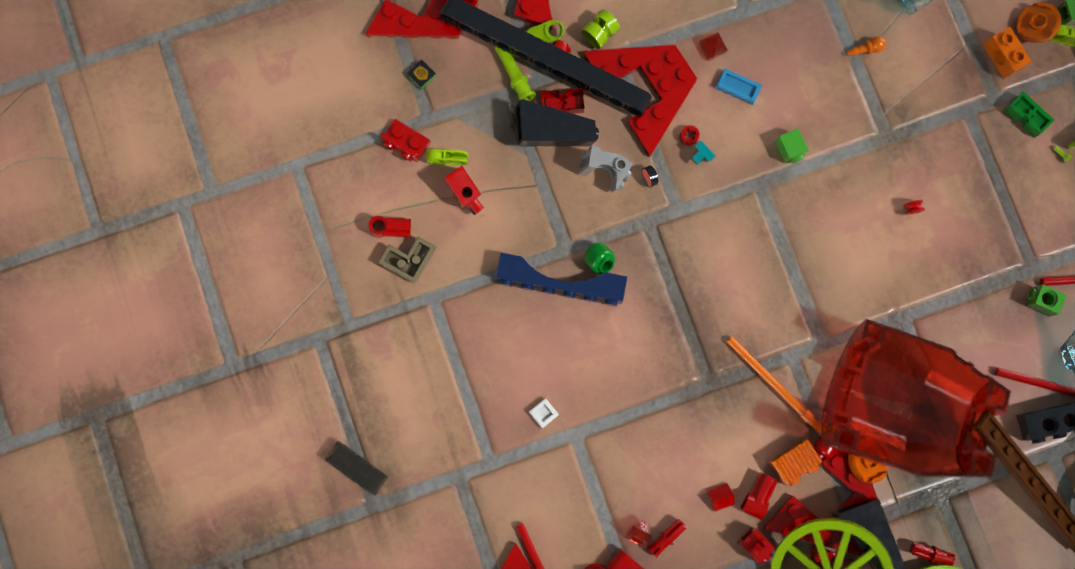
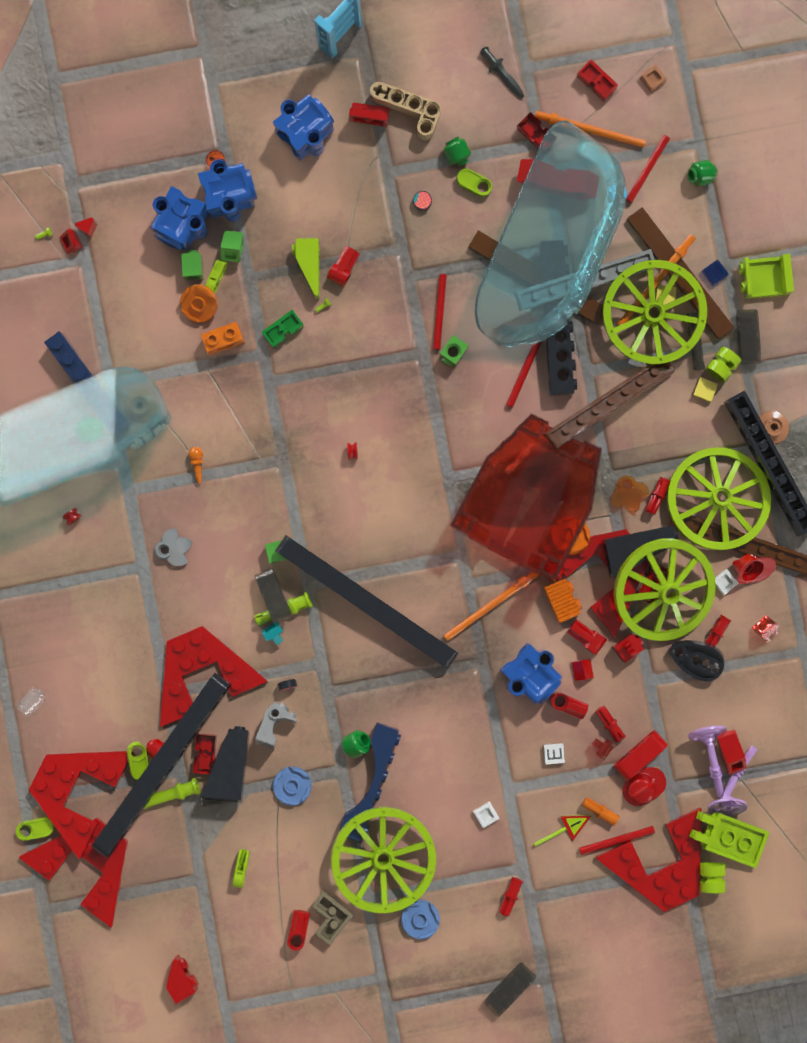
camera: 75 degrees left, 5 degrees up
(320, 111) = (180, 981): none -> red slope
(405, 140) = (218, 904): red bracket -> none
(419, 358) = (420, 919): none -> medium blue tile
(421, 74) = (158, 880): black tile -> none
(428, 315) = (412, 896): none -> lime wheel
(458, 453) = (510, 896): none -> red axle
(459, 181) = (266, 860): red torso -> none
(542, 198) = (292, 785): none -> medium blue tile
(546, 512) = (573, 825): none -> piece
(567, 541) = (600, 811): none -> orange axle
(604, 26) = (143, 715): lime wheel -> none
(623, 479) = (554, 753): none -> white tile
(680, 489) = (570, 705): none -> red piece
(687, 141) = (249, 638): red bush -> none
(708, 443) = (536, 679): none -> blue piece
(713, 46) = (173, 605): clear red tile -> none
(734, 168) = (294, 605): none -> lime pin
(738, 86) = (215, 588): dark azure tile -> none
(744, 145) = (273, 595): none -> clear smoke beam
(756, 247) = (366, 601): none -> black beam
(774, 40) = (176, 548): none -> light grey plate
(924, 523) = (629, 496): none -> clear orange plate

